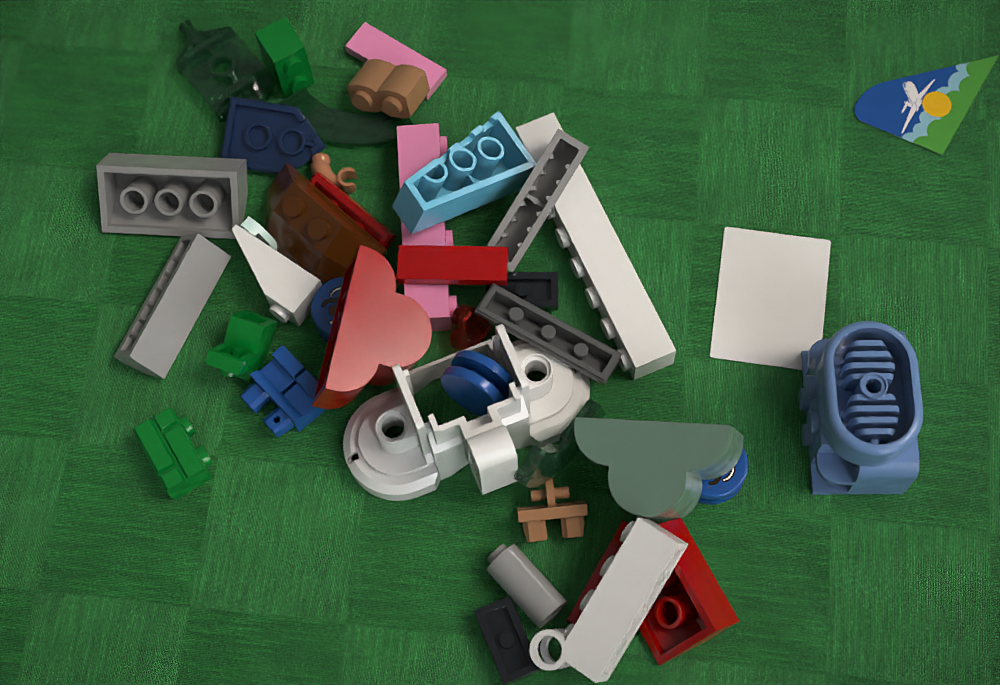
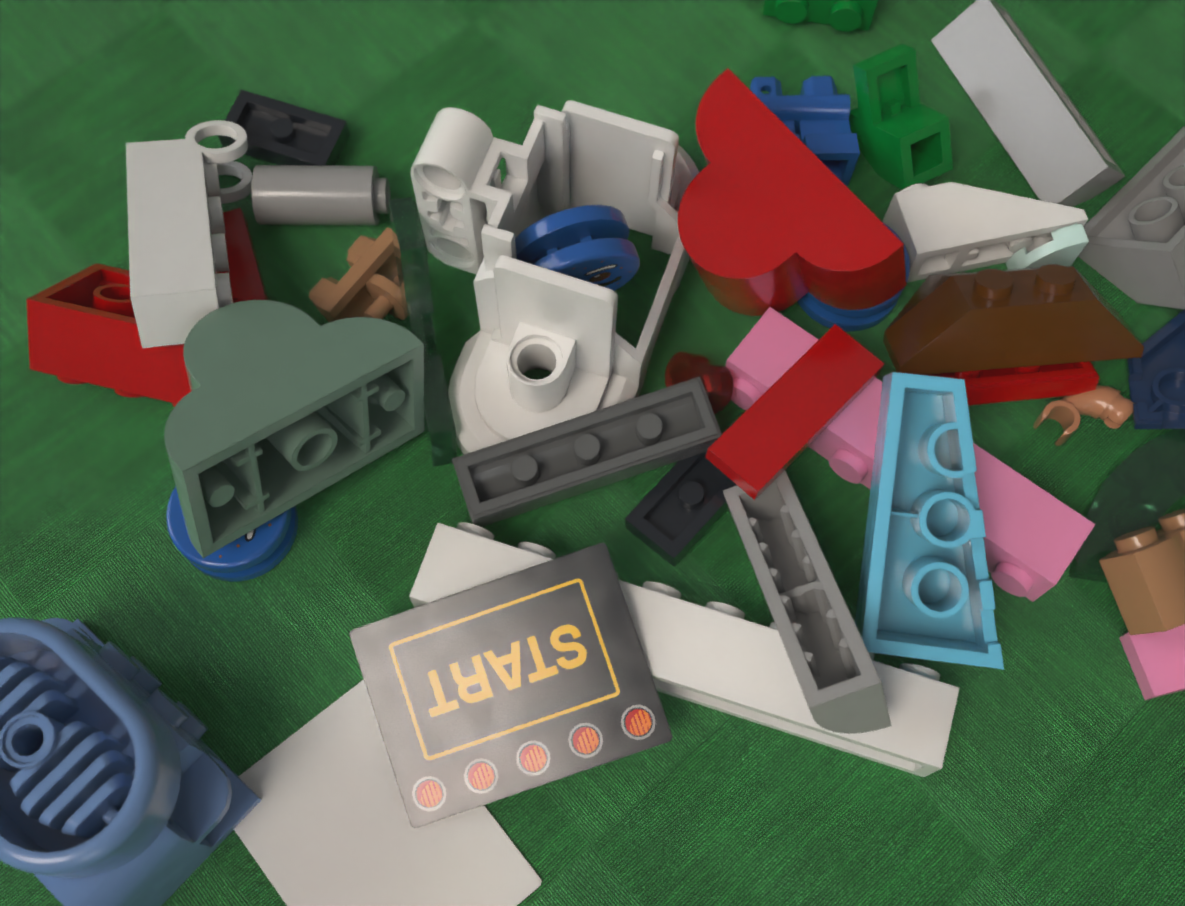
camera: 125 degrees right, 0 degrees up
(670, 287) = (510, 685): none -> sticker

